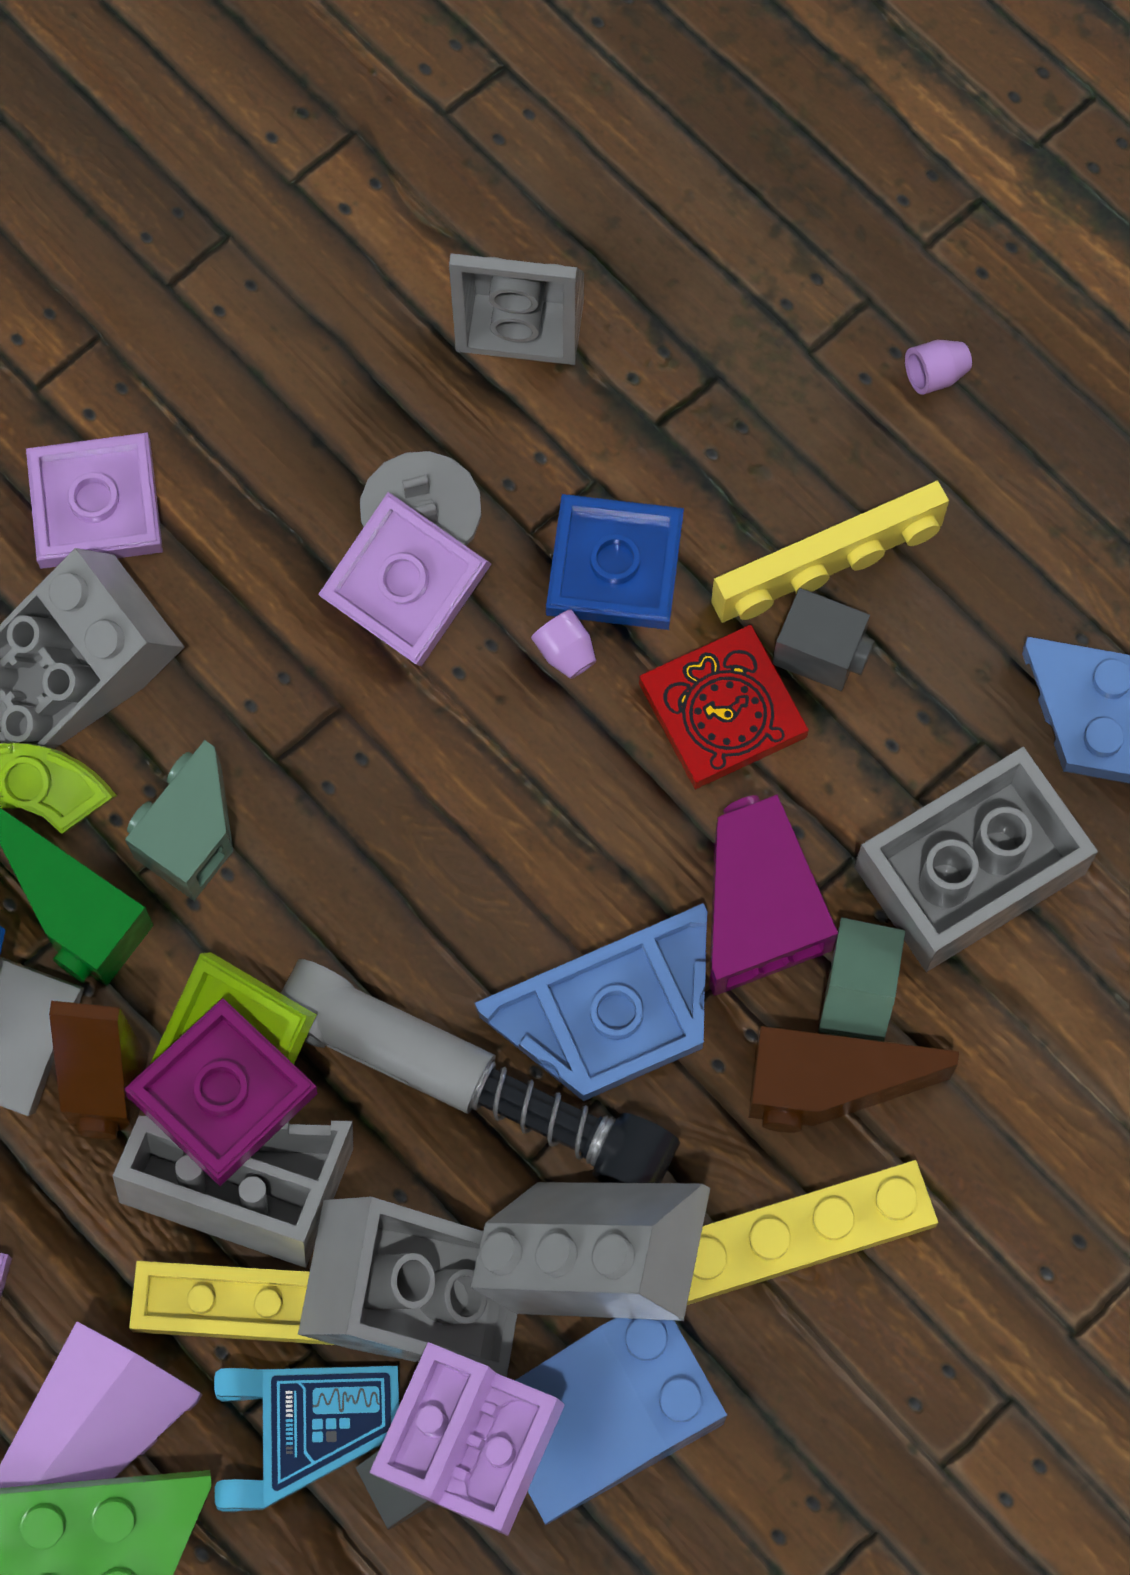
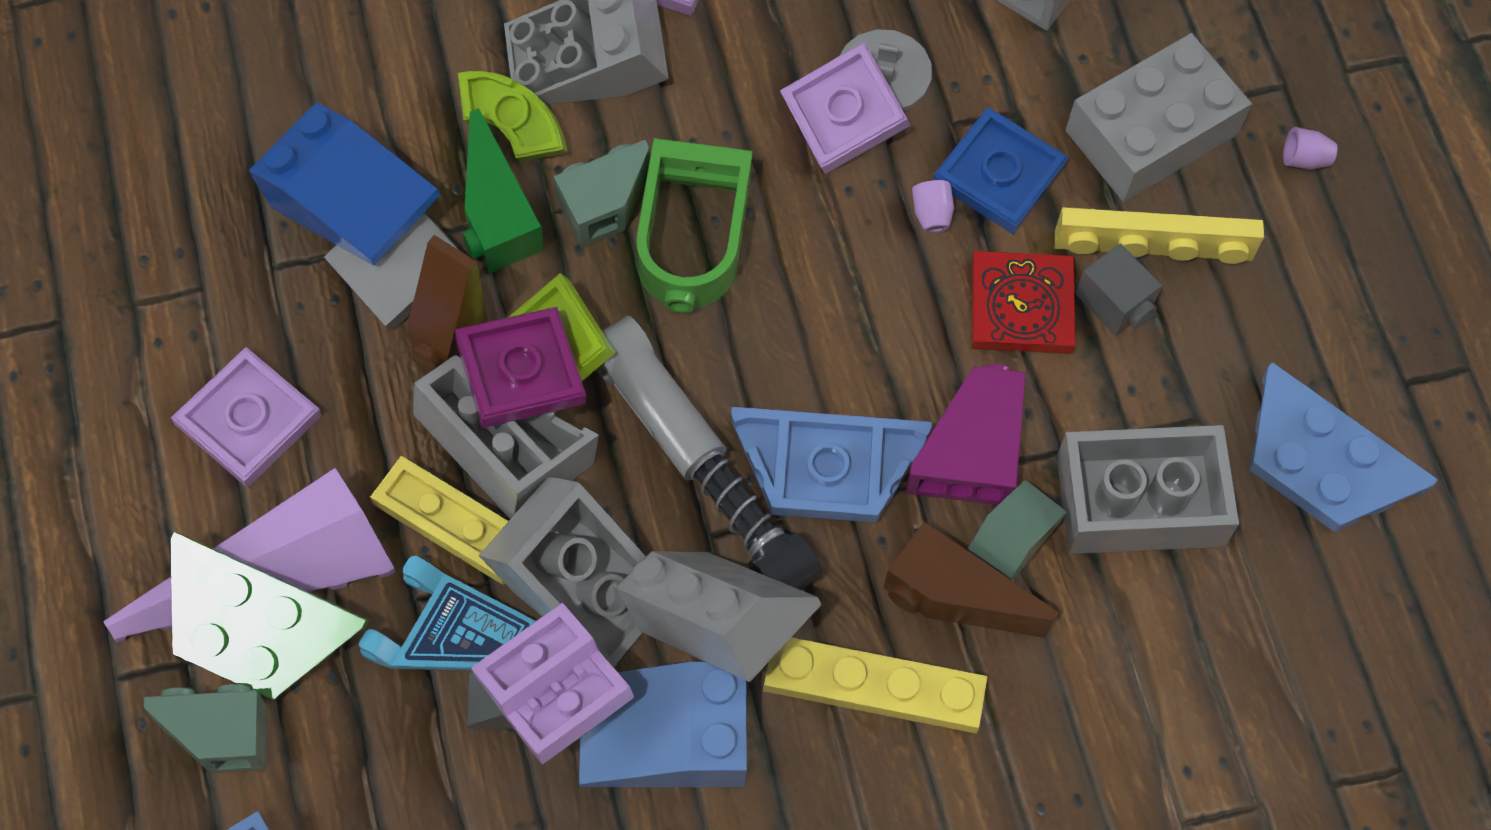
camera: 25 degrees right, 5 degrees down
(285, 734) = (702, 167): none -> bright green window
(756, 412) = (1157, 117): none -> light grey brick

